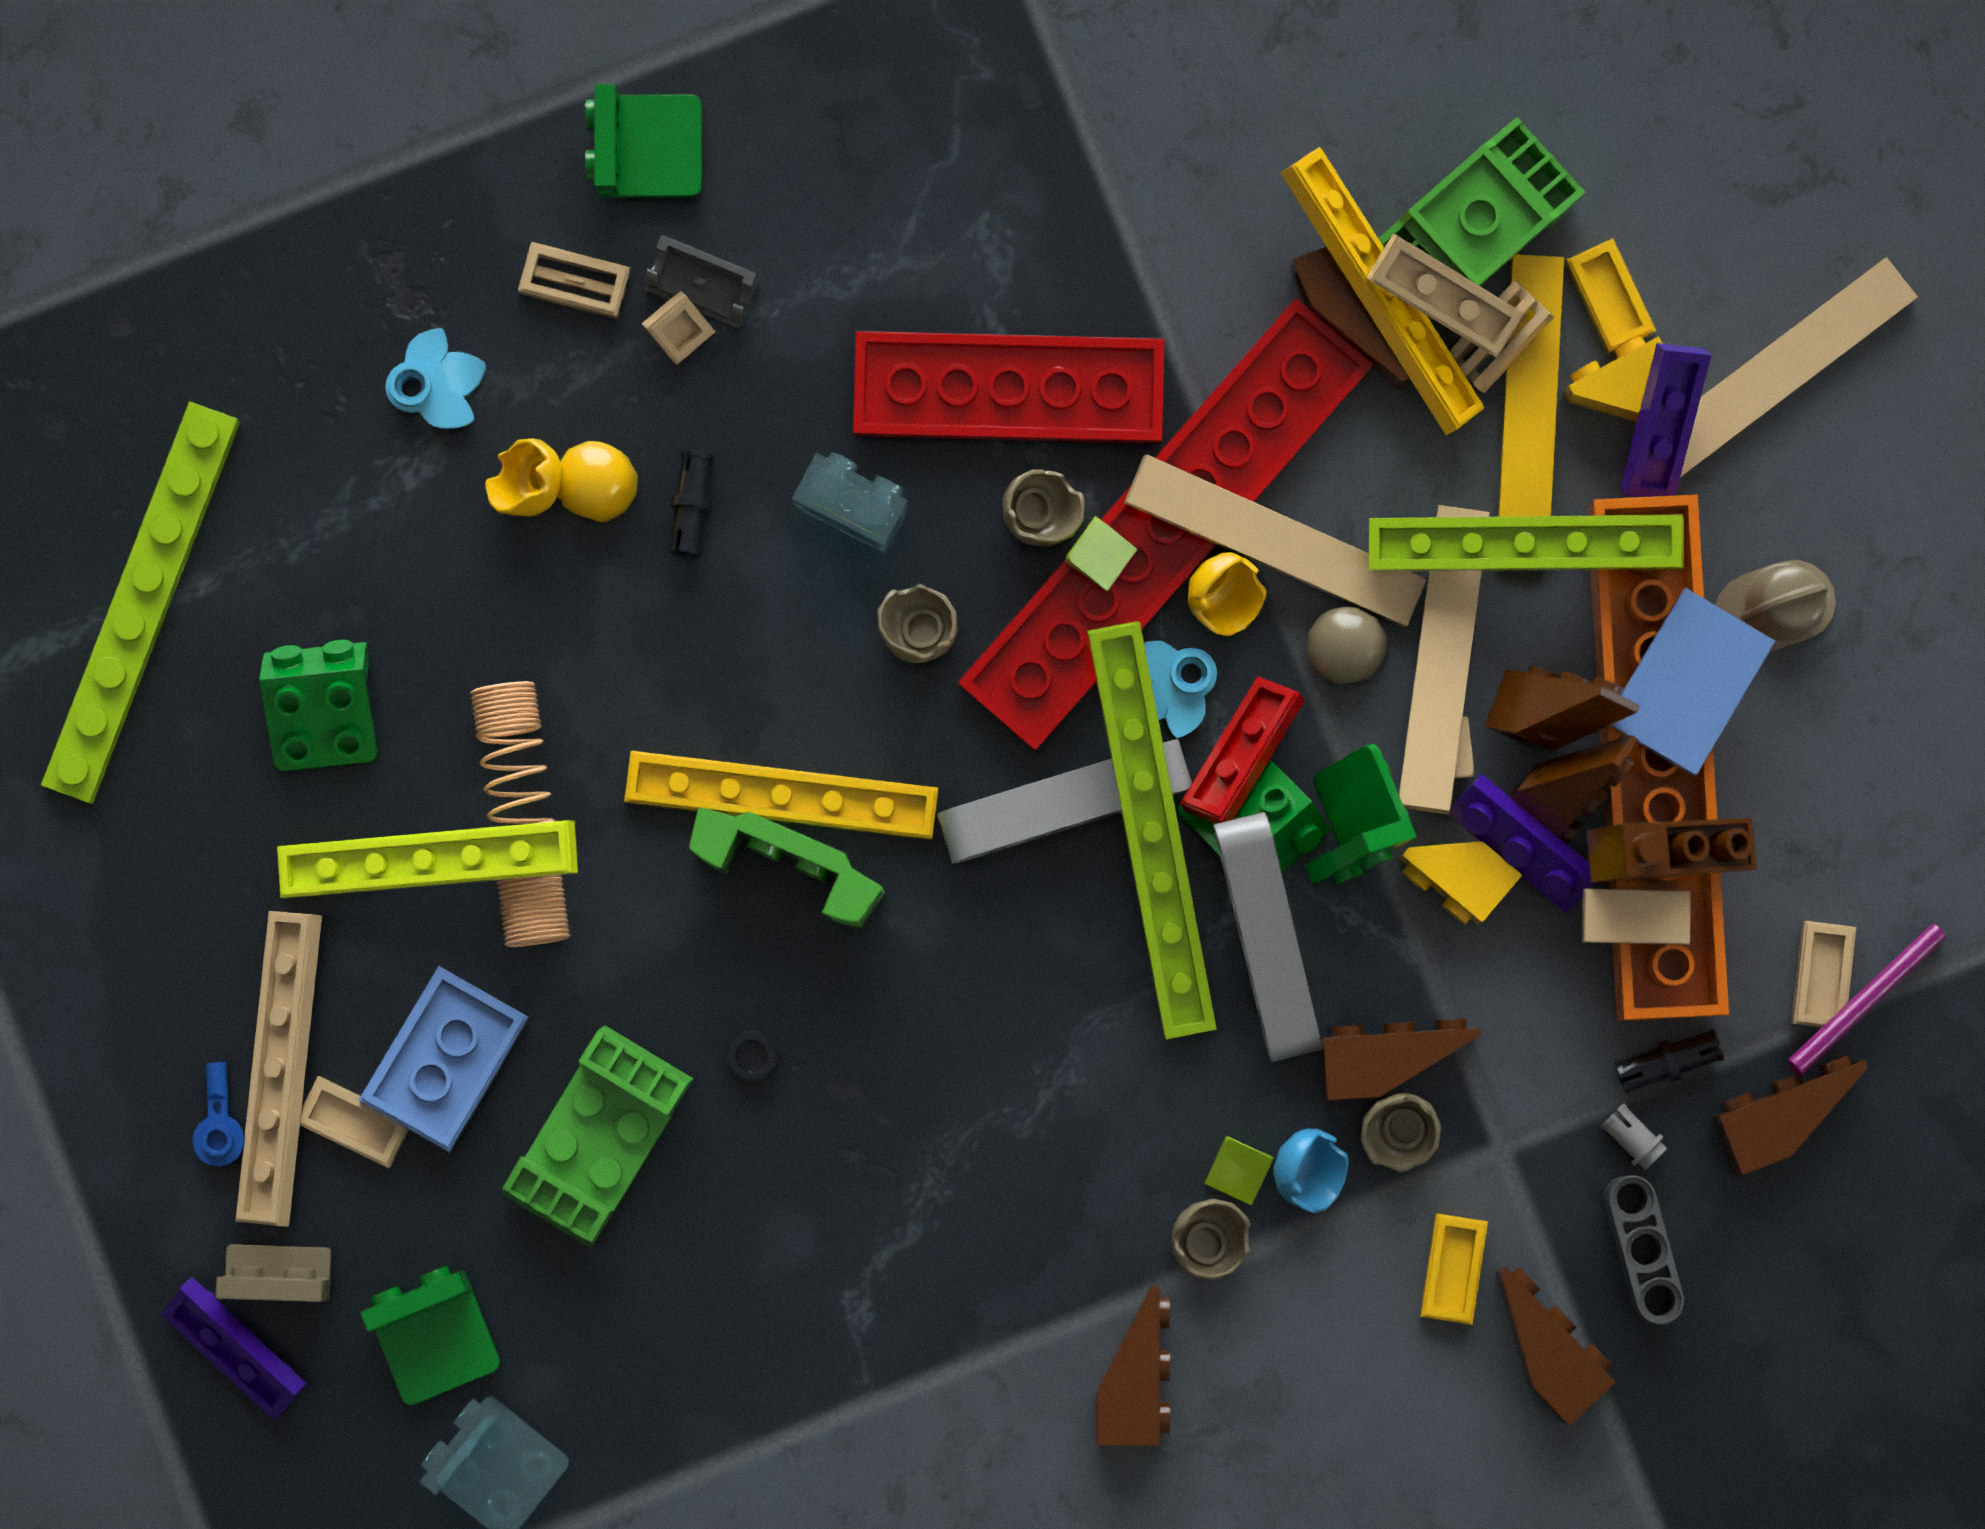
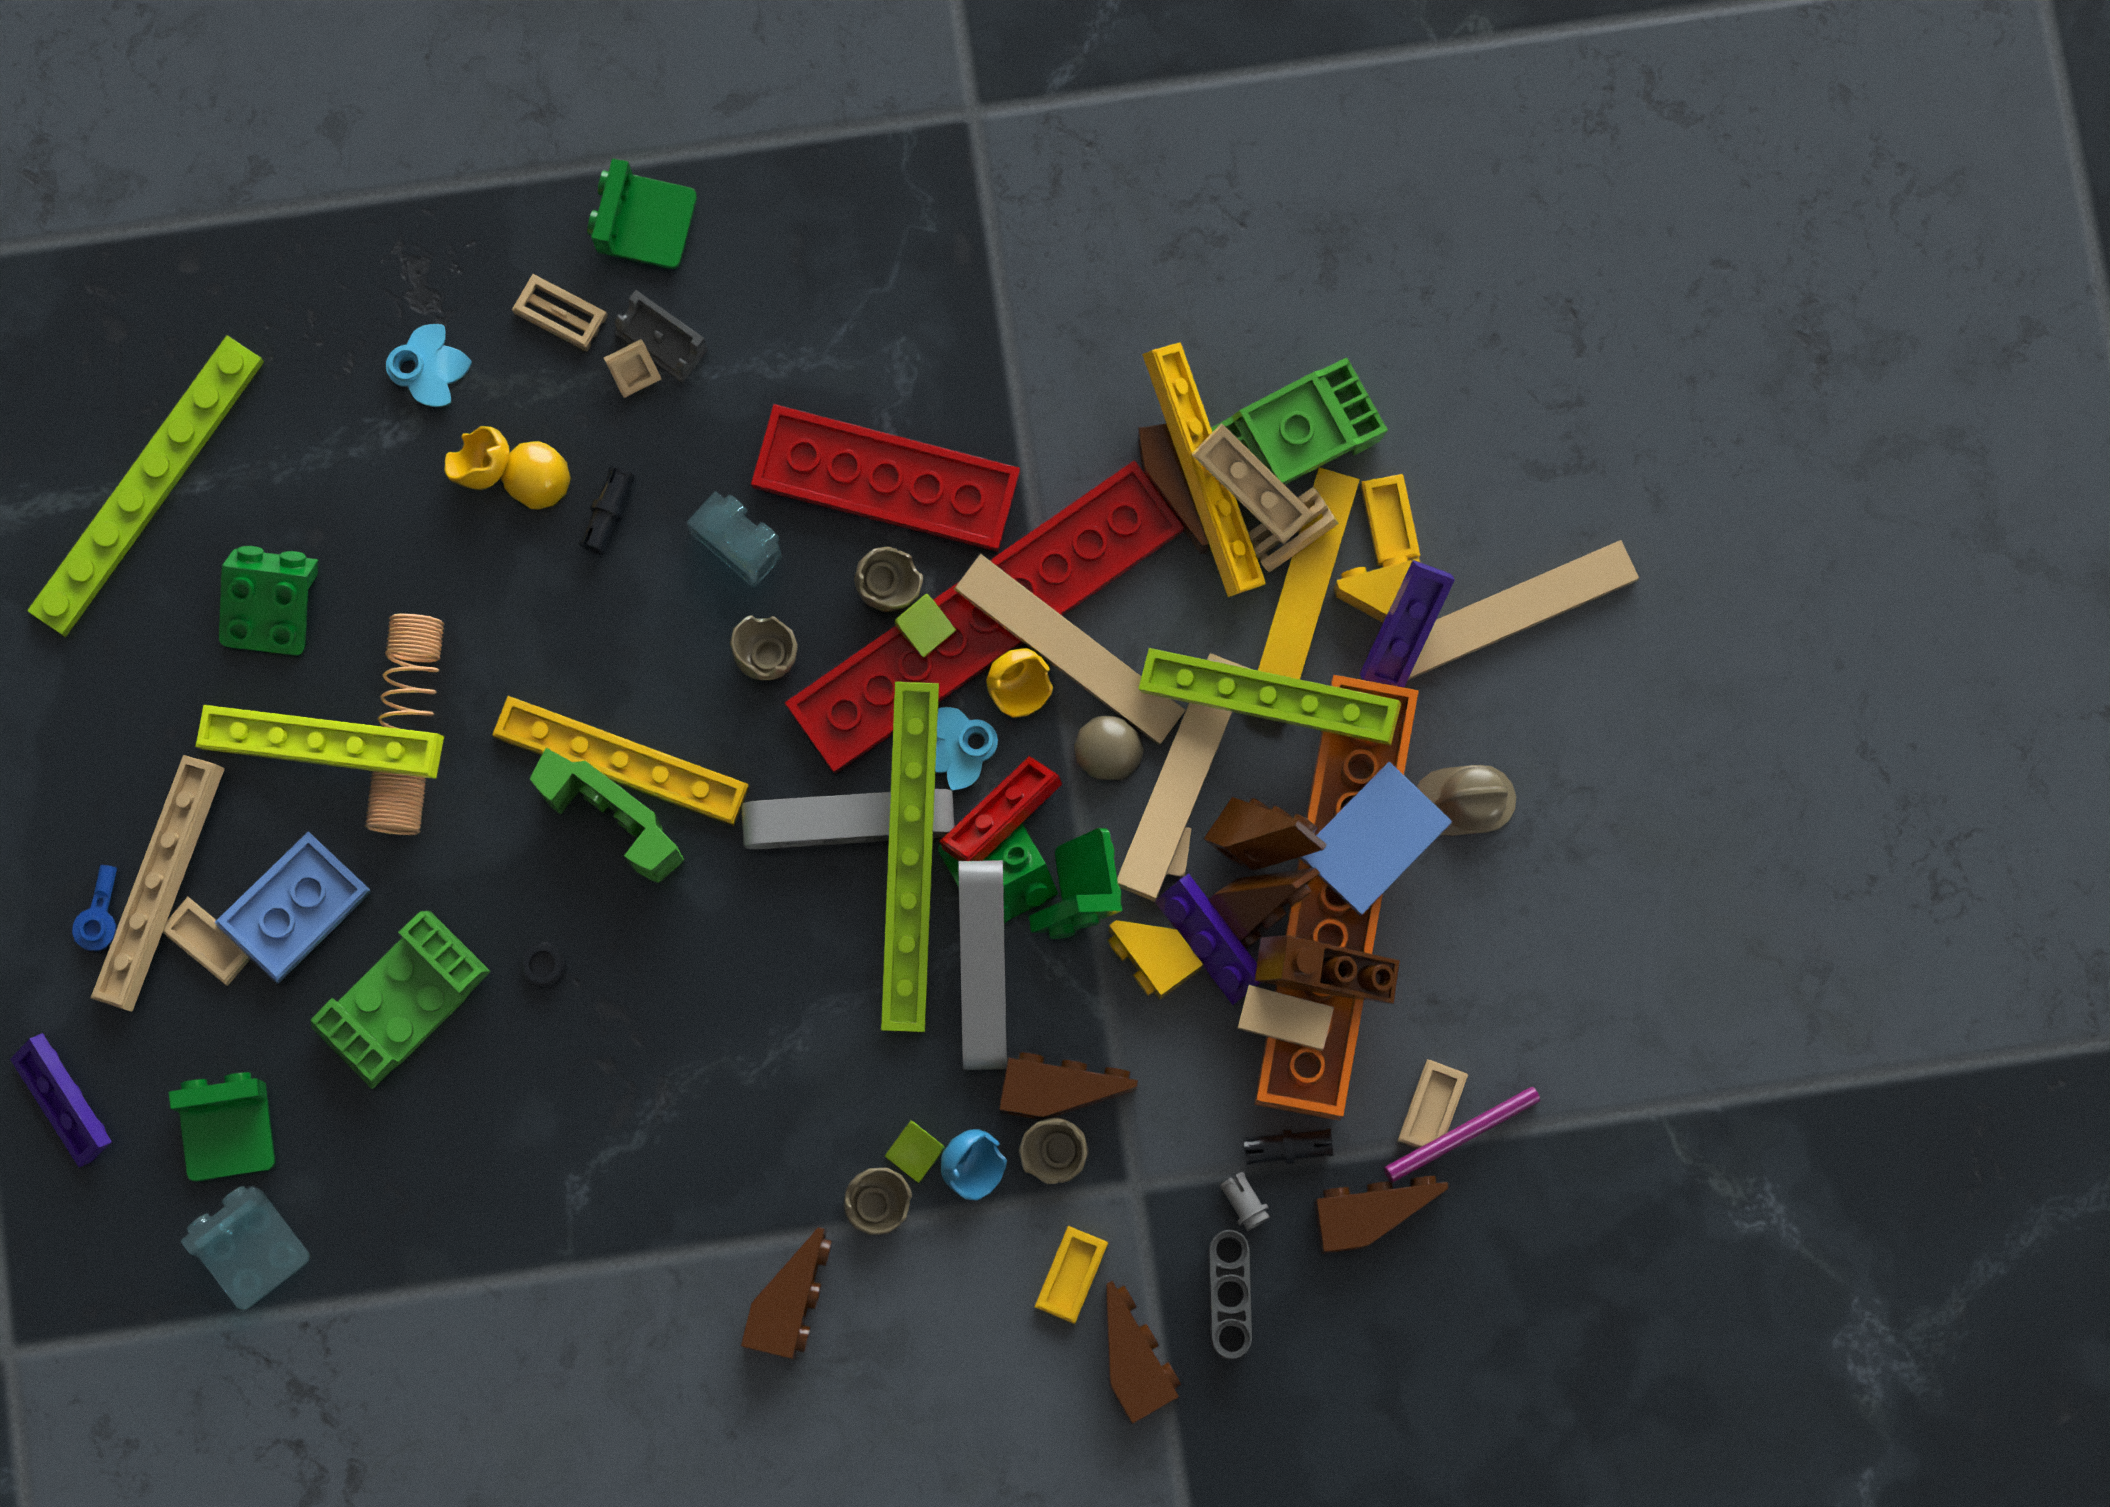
camera: 10 degrees right, 5 degrees down
(276, 1273) = (111, 1047): dark tan bracket -> none

